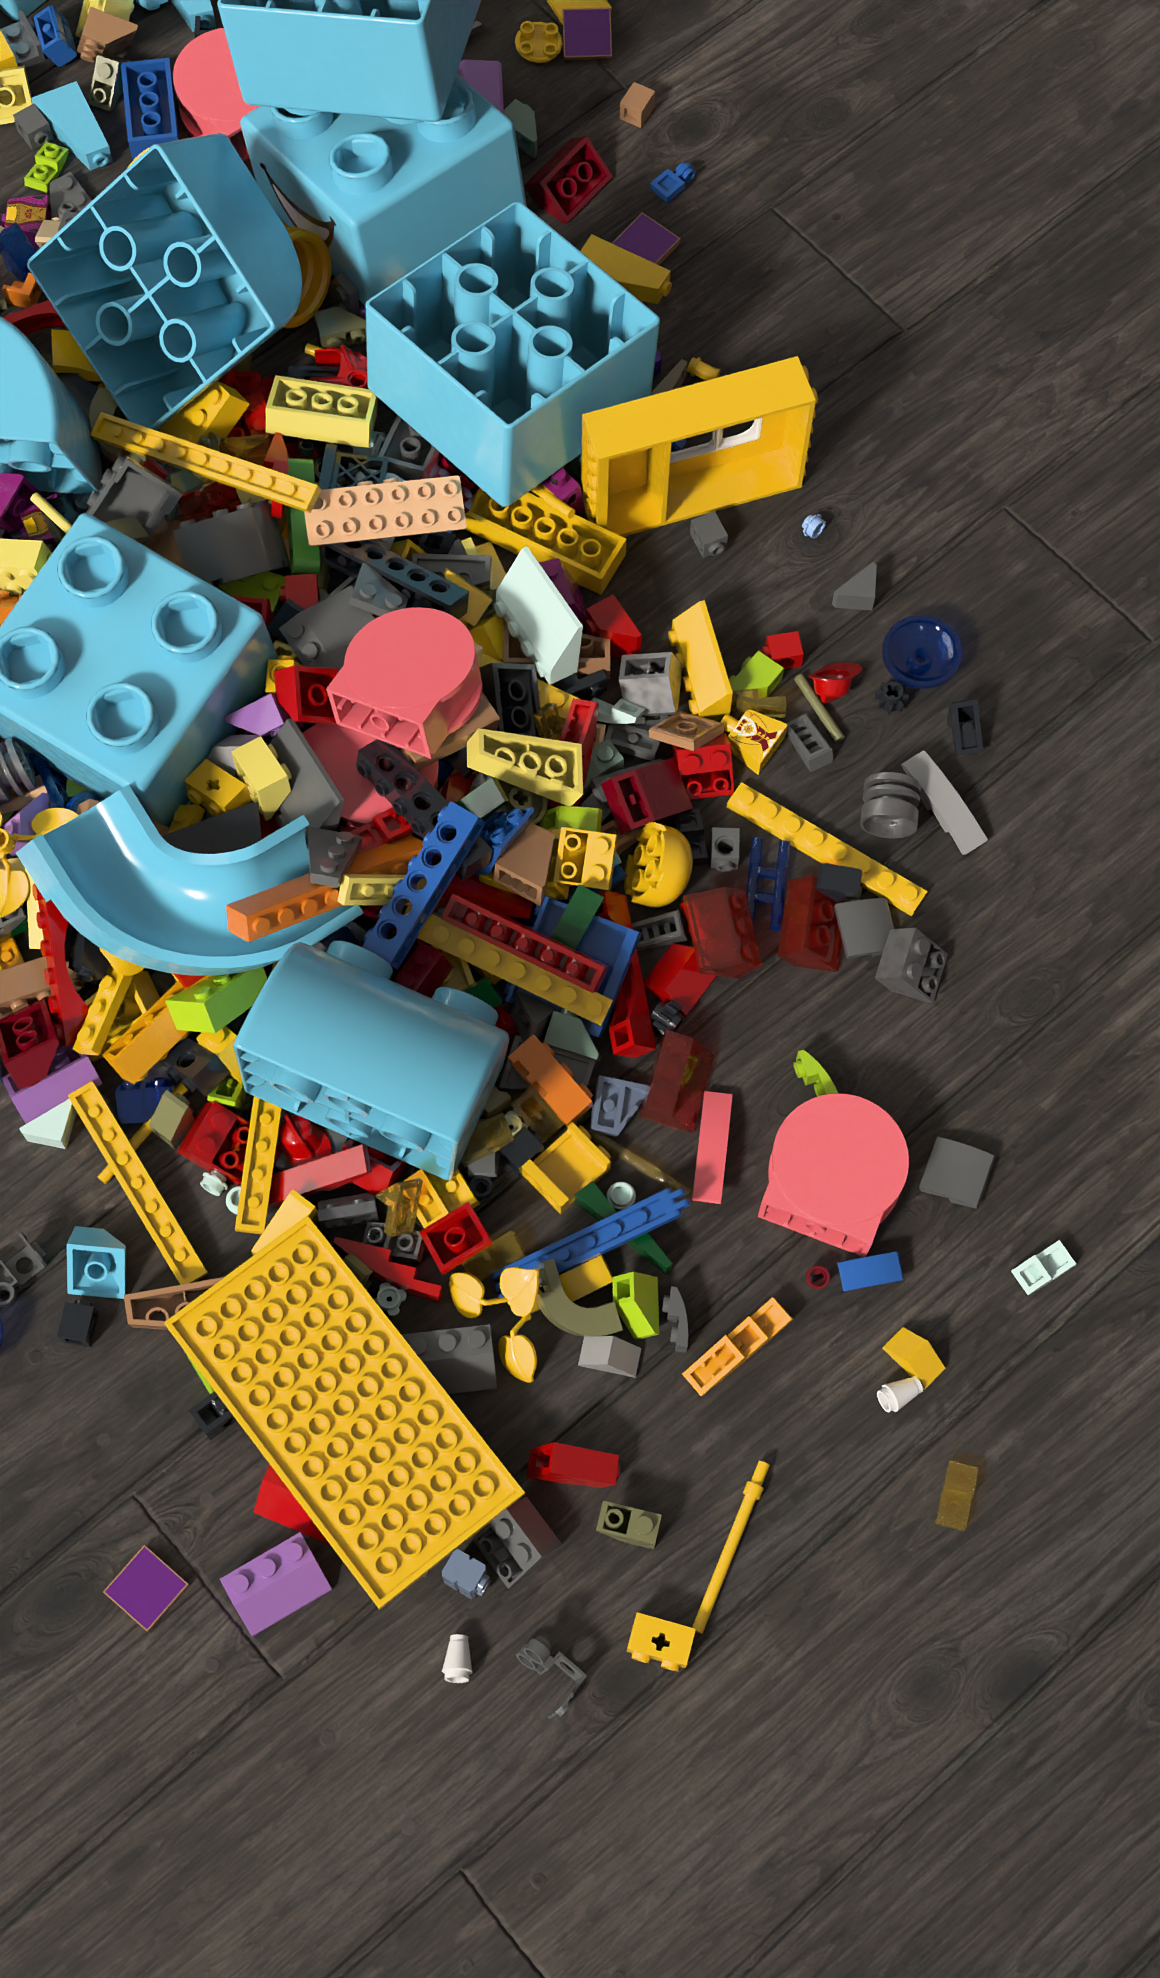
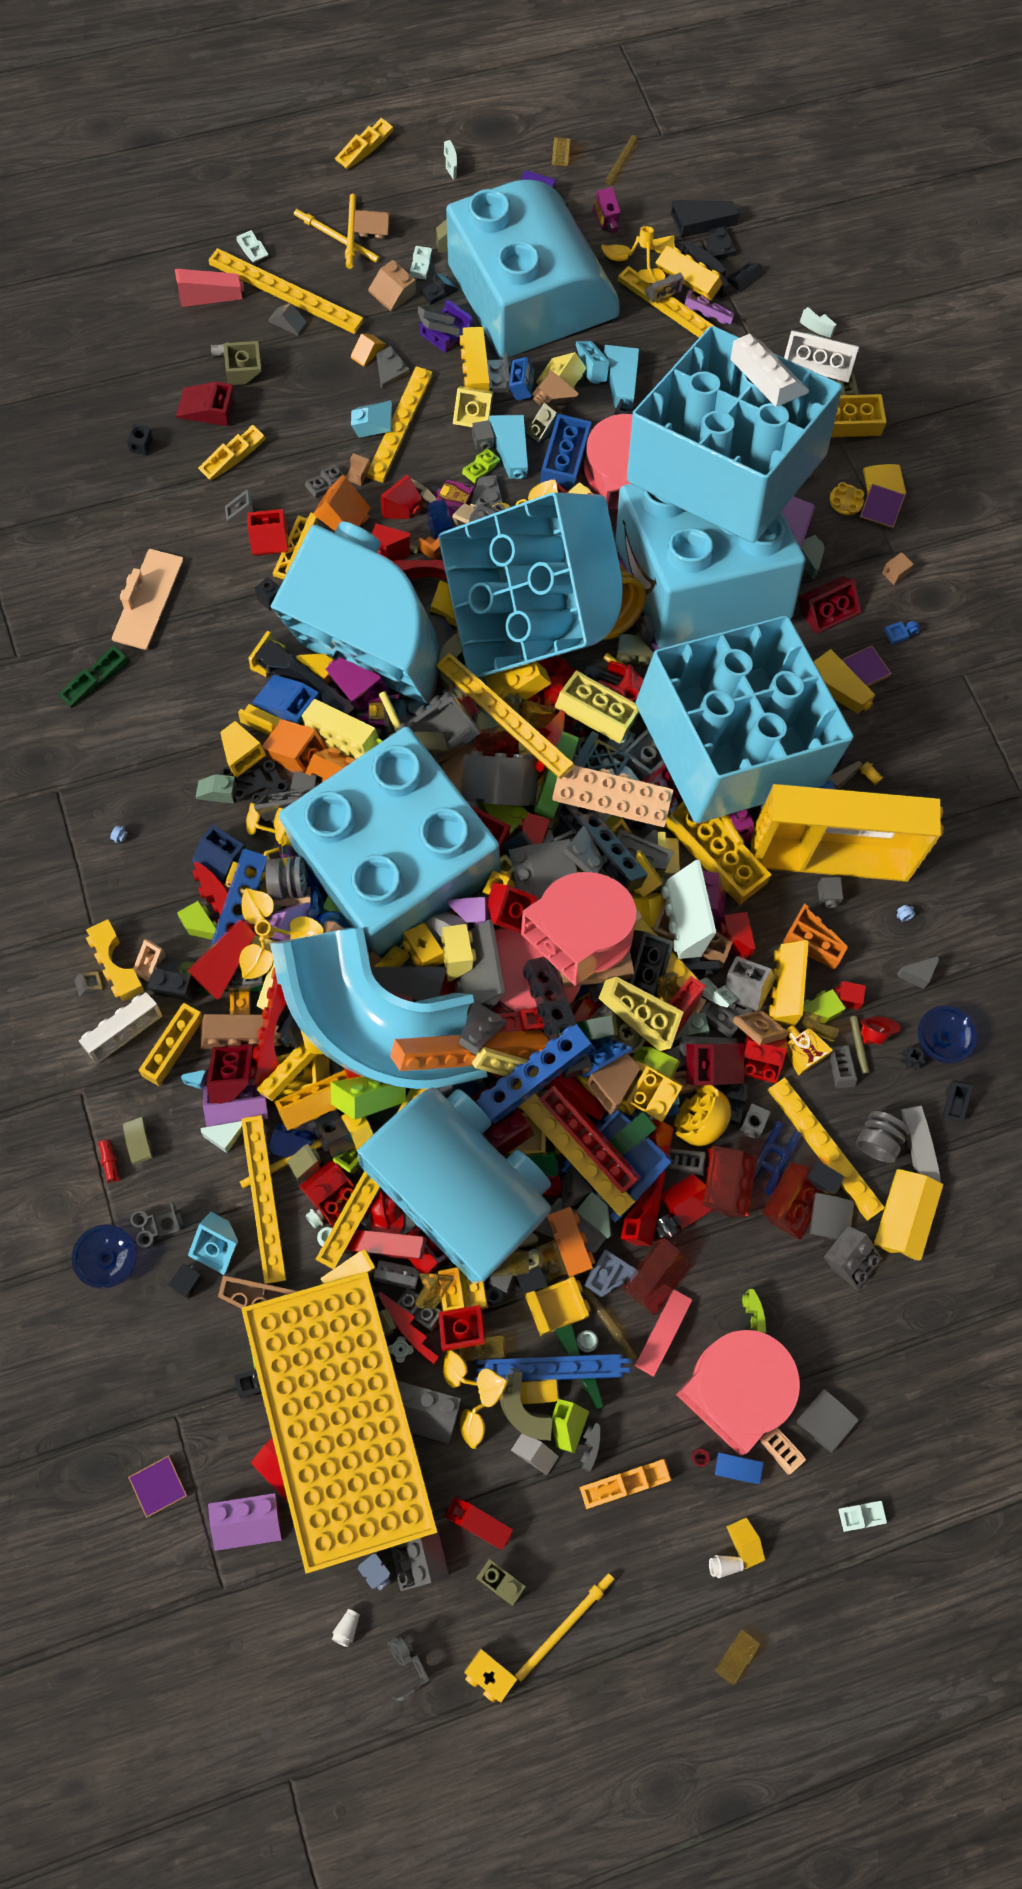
camera: 15 degrees right, 0 degrees up
(725, 600) = (823, 943): none -> orange wedge
(918, 1242) = (777, 1454): none -> light nougat slope
(959, 886) = (908, 1214): none -> yellow slope

